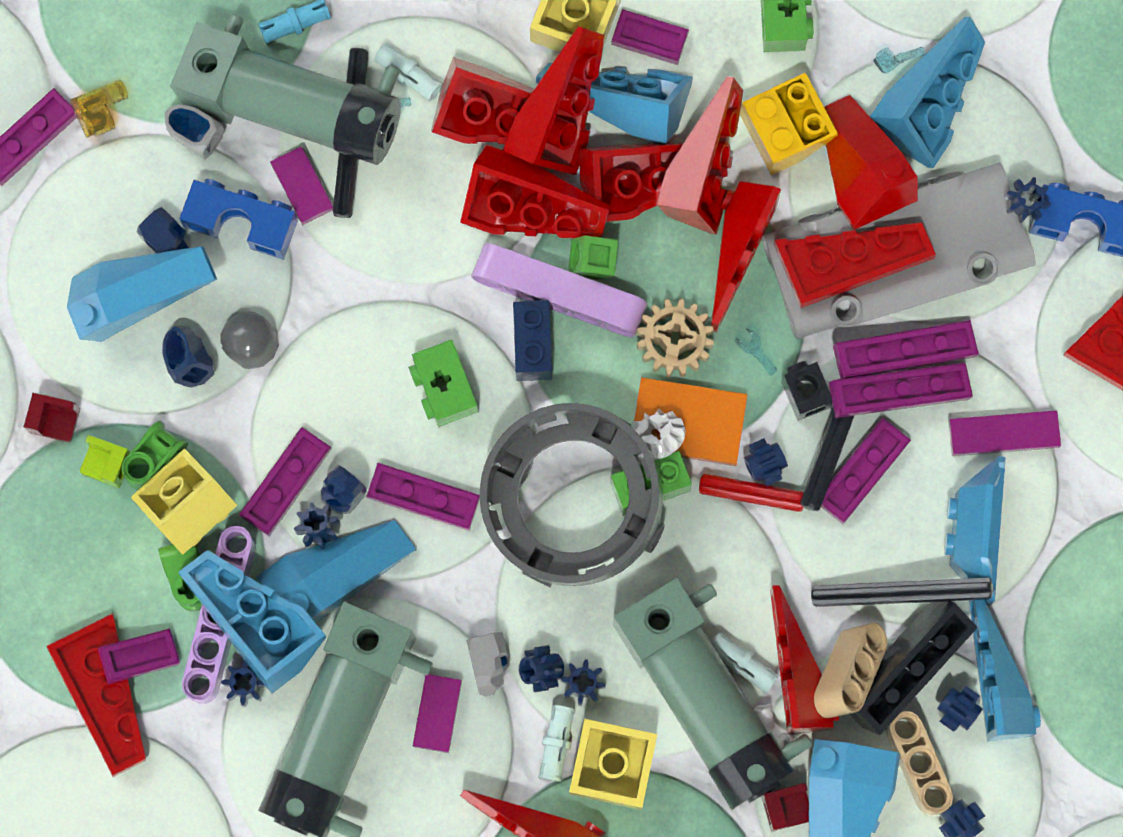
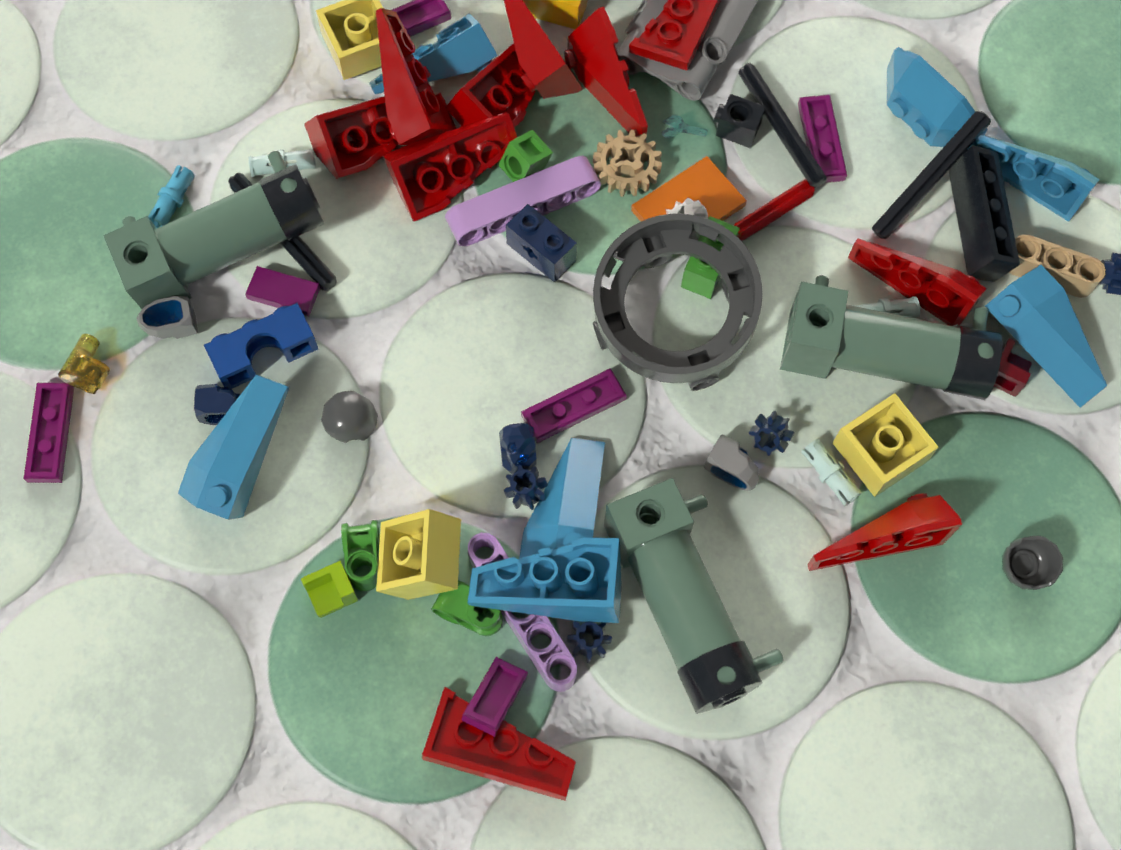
camera: 50 degrees left, 10 degrees down
(52, 417) = (260, 596): dark red panel -> none
(186, 357) = (317, 465): dark blue rock -> none
(285, 481) = (471, 484): magenta tile -> none
(437, 713) = (735, 531): magenta tile -> none
(444, 363) = (527, 320): bright green brick -> none
(576, 674) = (804, 408): dark blue gear -> none
(765, 461) = (763, 181): dark blue gear -> none
(850, 670) = (958, 245): tan beam -> none
(900, 390) = (793, 70): magenta tile -> none
(905, 350) = (769, 47): magenta tile -> none
(959, 708) = (1038, 212): dark blue gear -> none
(1004, 433) = (875, 45): magenta tile -> none

